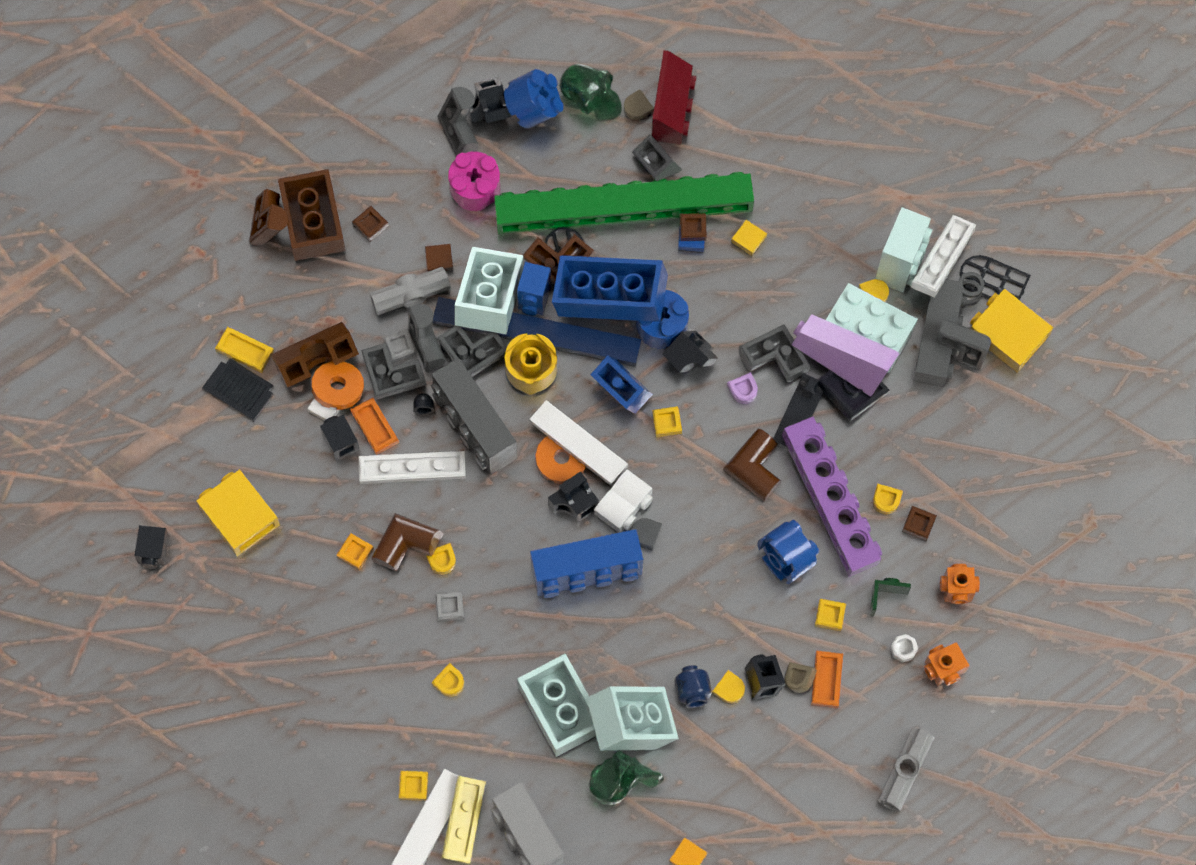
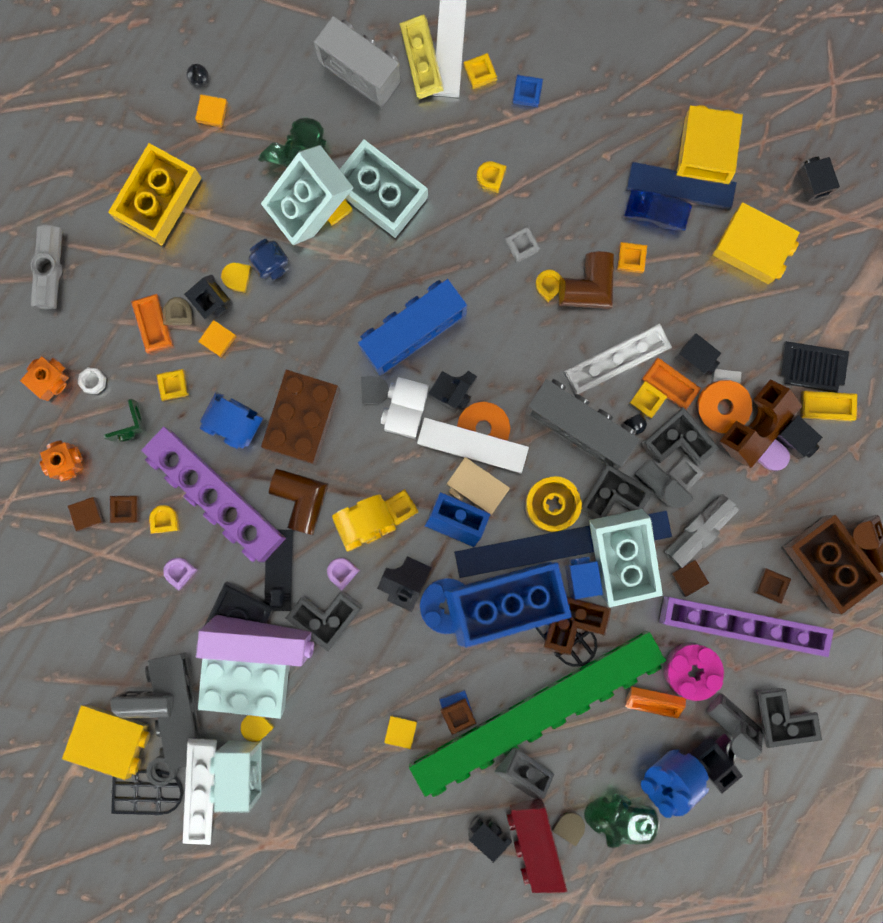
camera: 160 degrees right, 15 degrees up
(234, 618) = (709, 144): none -> yellow brick
(278, 596) = (667, 183): none -> dark blue tile
(285, 328) = (799, 438): none -> black brick
(312, 324) = (775, 457): none -> lavender tile
(312, 578) = (659, 209): none -> clear blue slope
(377, 747) = (527, 91): none -> blue tile
(402, 420) = (647, 400): none -> yellow tile
(412, 197) = (746, 626): none -> medium lavender brick
(420, 108) = (779, 726): none -> dark grey brick
(519, 170) = (655, 702): none -> orange tile
(590, 406) = (477, 486): none -> tan brick
(705, 414) = (363, 522): none -> yellow brick
(710, 123) = (488, 838): none -> black brick
(723, 531) = (300, 417): none -> reddish brown brick
(771, 639) = (217, 338): none -> light orange tile
(775, 790) = (155, 194): none -> yellow brick
(890, 449) = (178, 572): none -> lavender tile
(956, 533) = (85, 514): none -> reddish brown tile

